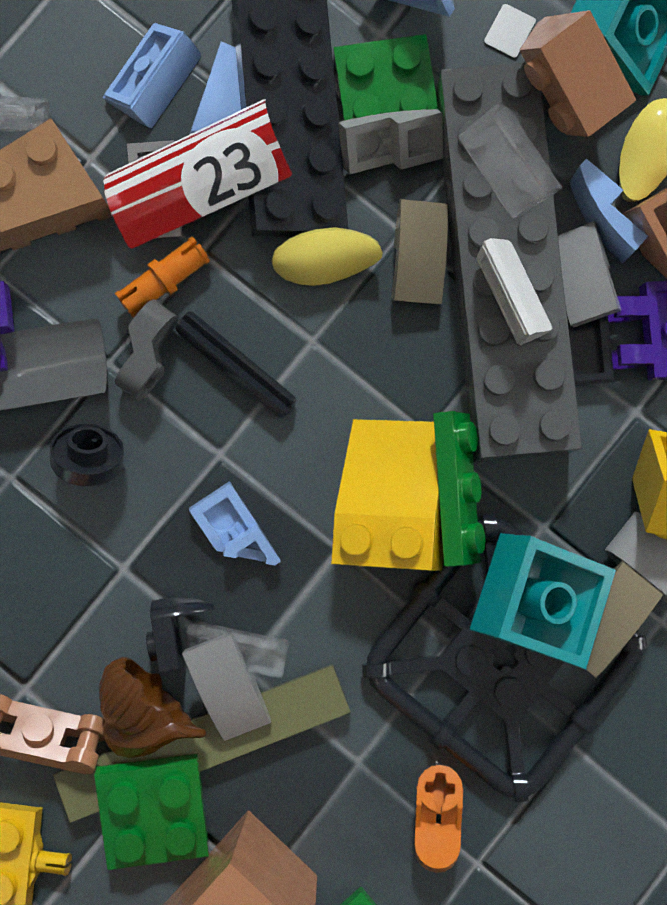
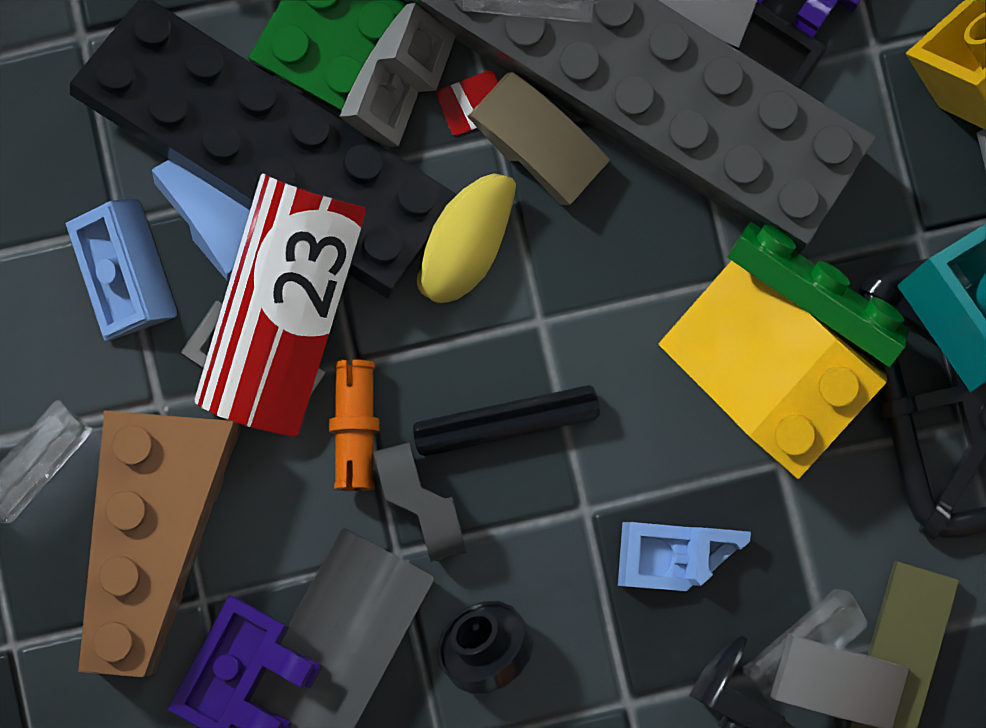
camera: 50 degrees left, 0 degrees up
(410, 190) = (462, 98): none -> red sticker
(513, 290) = (668, 80): white slope -> none

